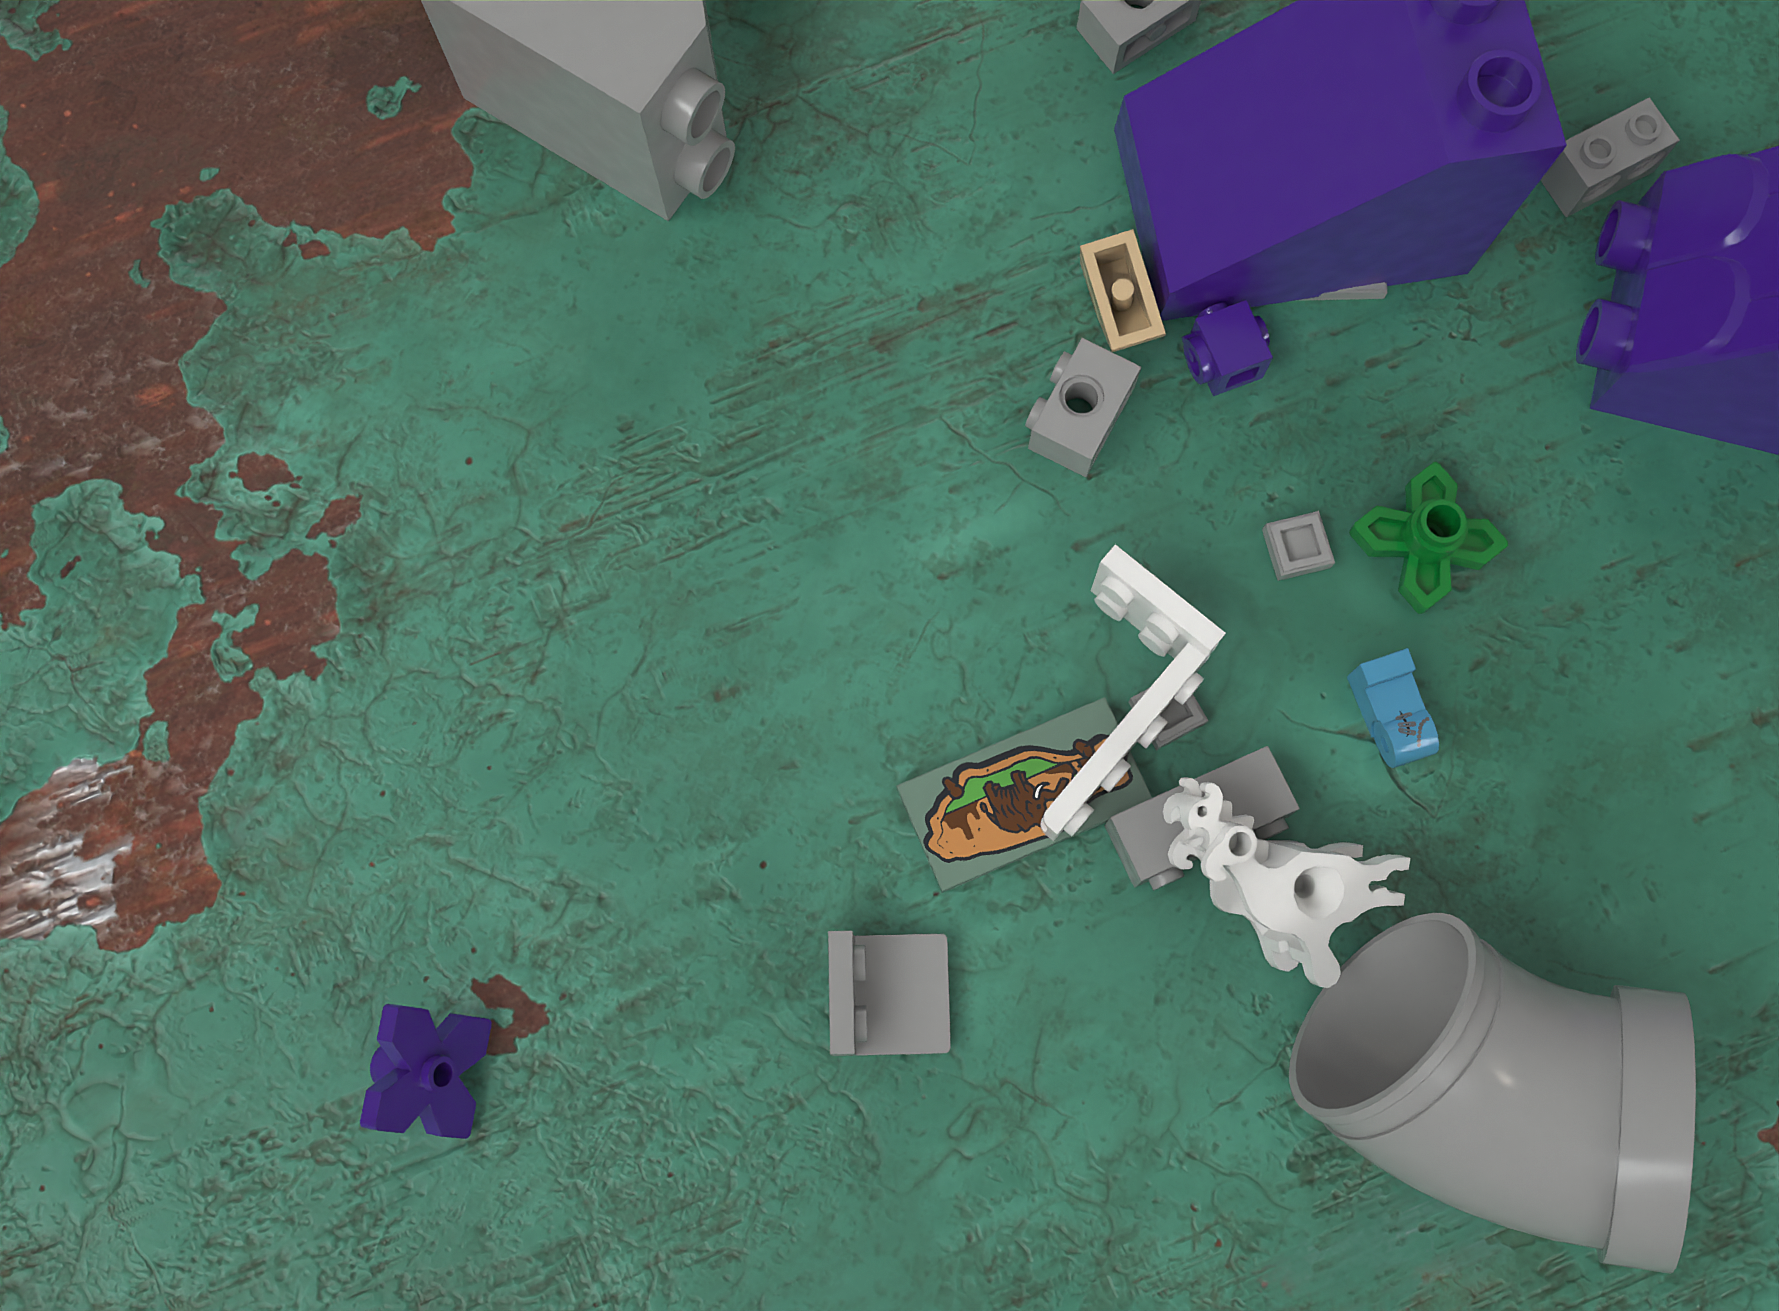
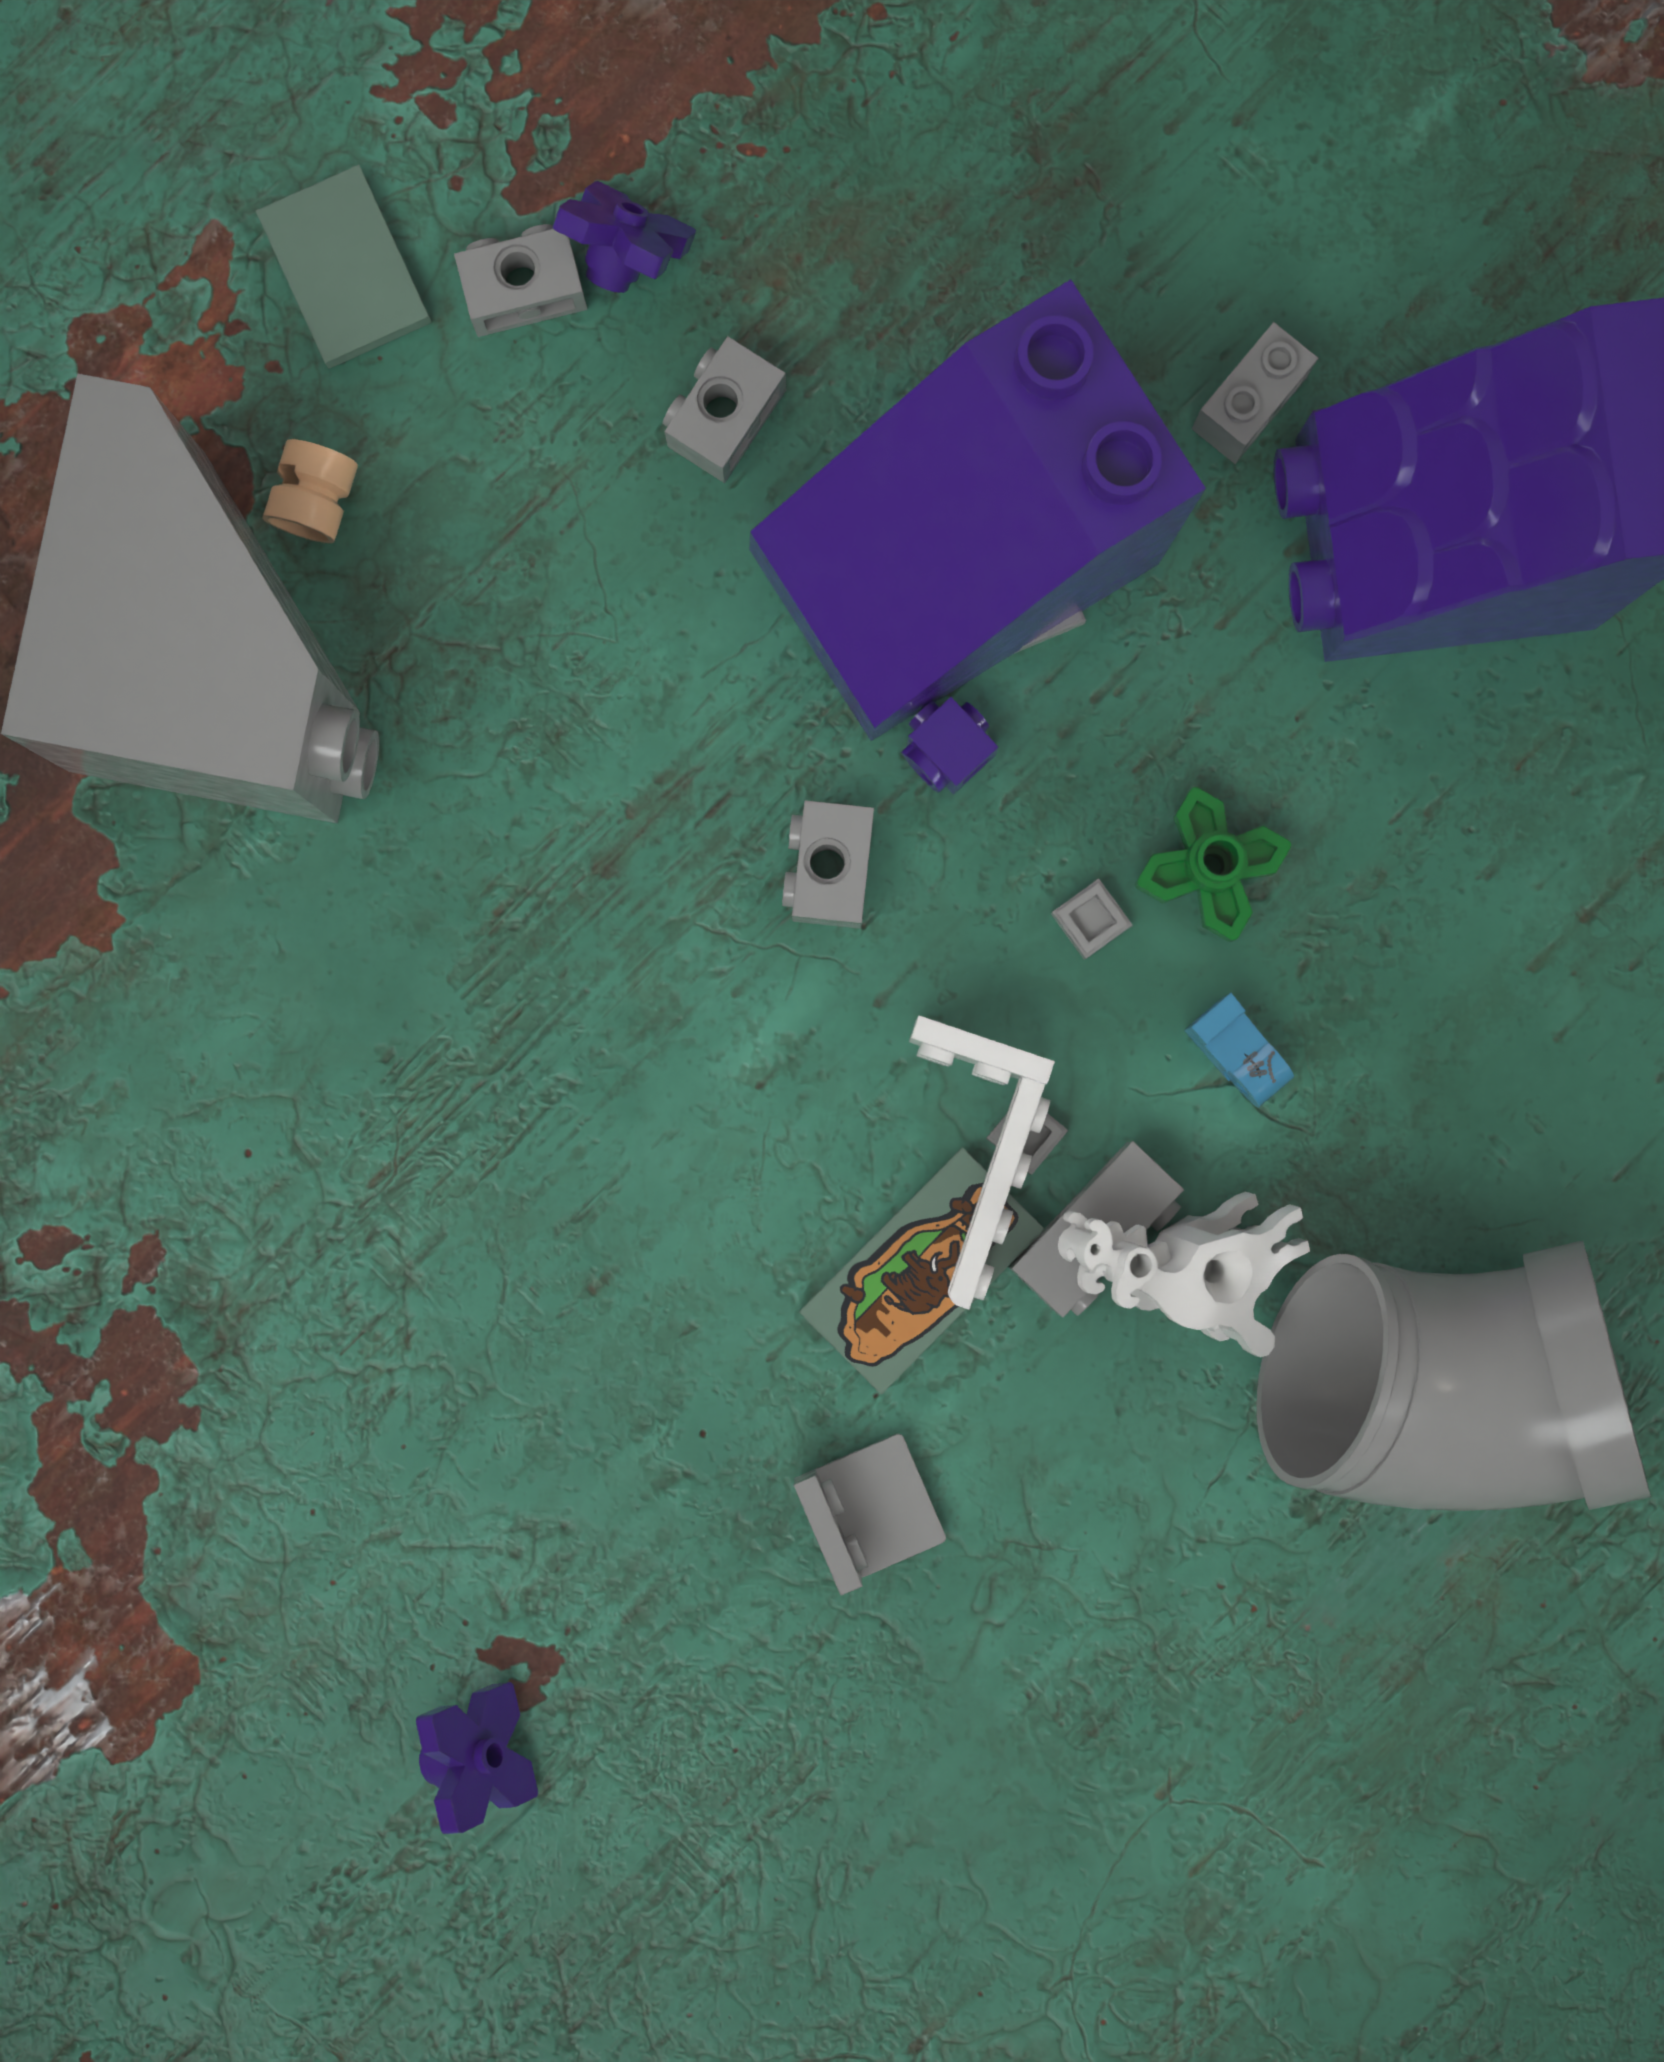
camera: 25 degrees left, 10 degrees up
(1121, 291) = (826, 738): tan slope -> none

